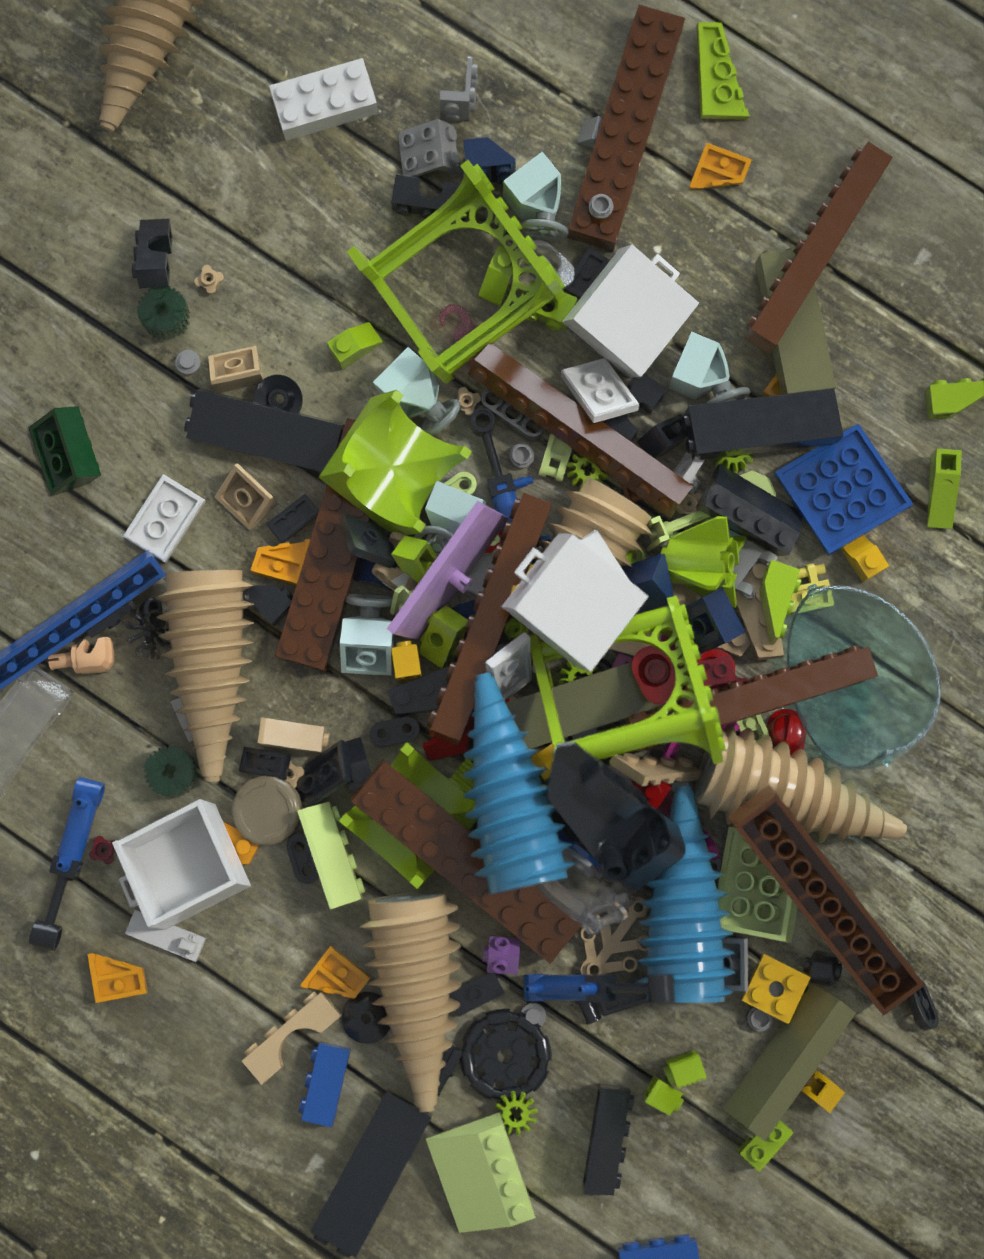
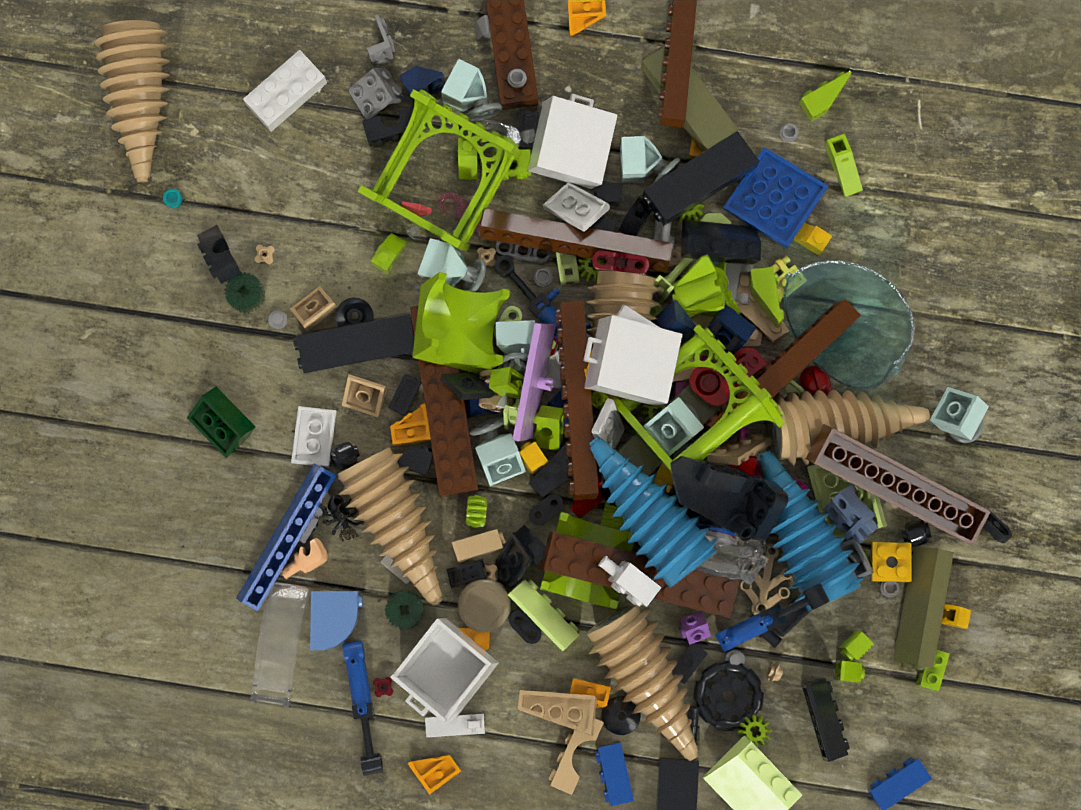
camera: 25 degrees left, 0 degrees up
(83, 741) = (333, 617): none -> medium blue brick
(134, 165) = (172, 198): none -> teal tile
(188, 556) = (344, 455): none -> black head
(302, 979) = (564, 709): none -> tan wing
(310, 694) = (476, 511): none -> lime gear
(396, 332) = (414, 231): none -> clear hinge
(412, 308) = (418, 209): none -> coral bar
(448, 863) = (630, 581): none -> white brick
(573, 1053) = (774, 671): none -> tan plate
(582, 281) = (528, 136): none -> clear hinge
(589, 702) = (674, 426): none -> light aqua piece
(617, 478) = (620, 262): none -> dark red piece
(753, 910) = (851, 515): none -> sand blue hips
(895, 420) = (788, 132): none -> light grey plate
(942, 852) = (960, 415): none -> light aqua piece

